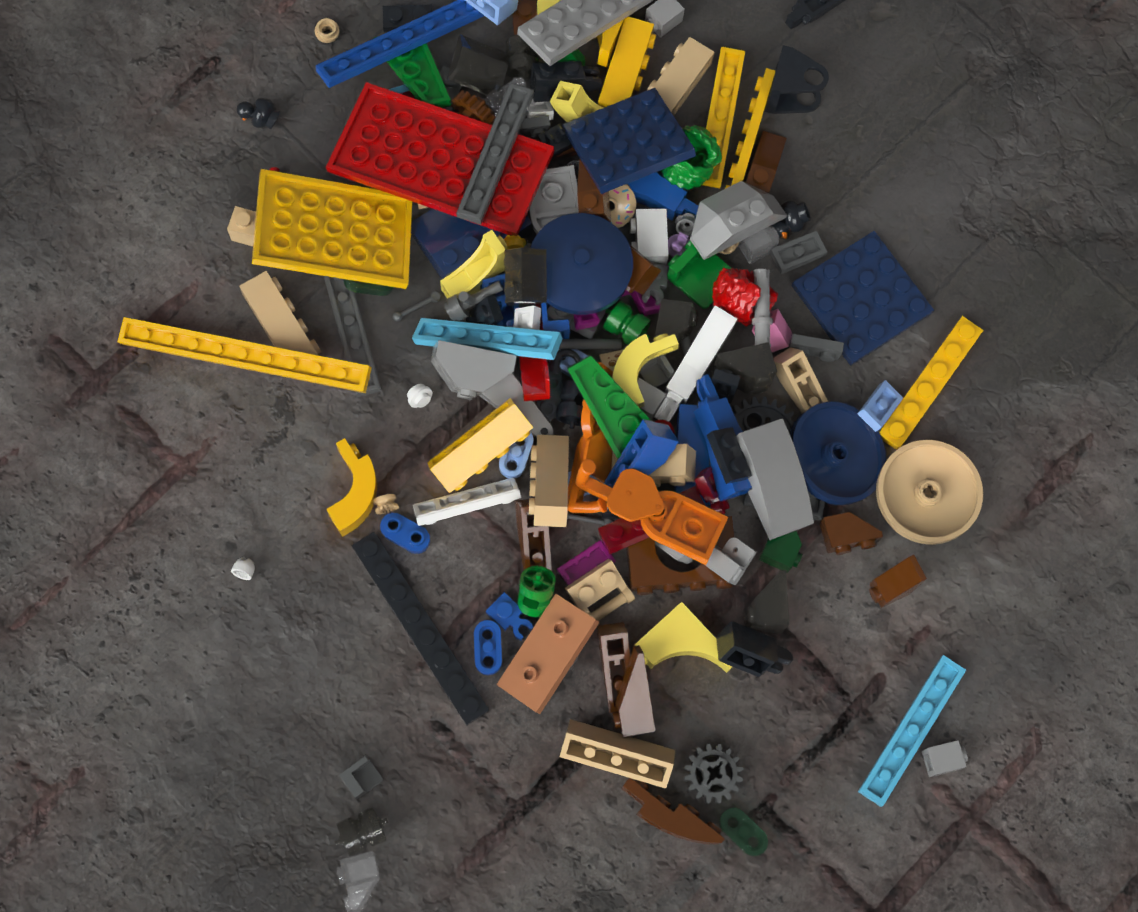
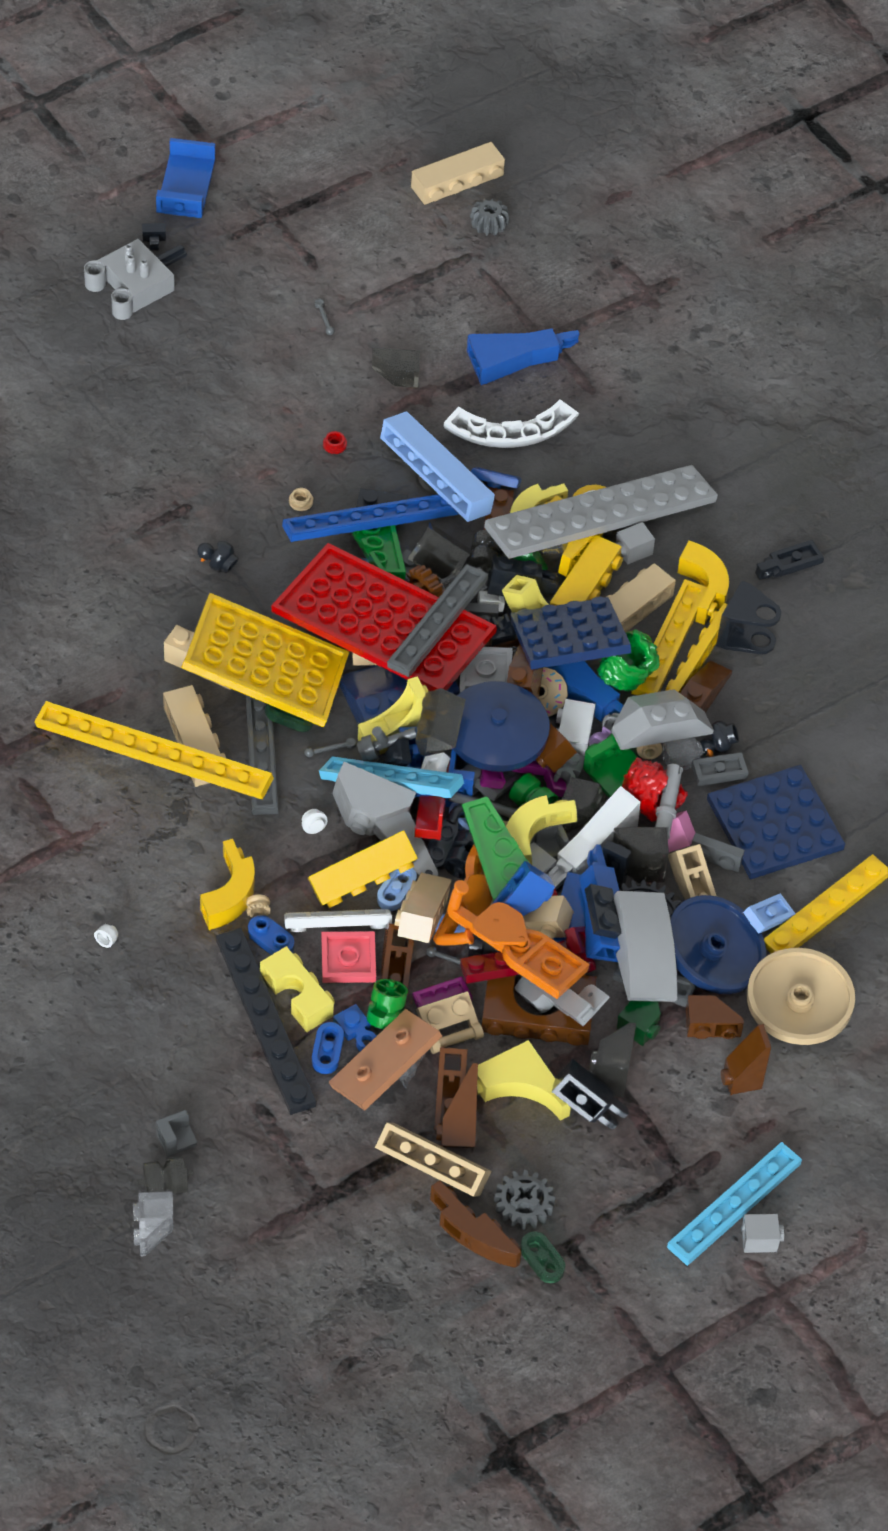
camera: 15 degrees right, 20 degrees down
(428, 571) = (286, 971): none -> light yellow arch
(486, 541) = (348, 957): none -> coral plate
(746, 35) = (708, 570): none -> yellow arch

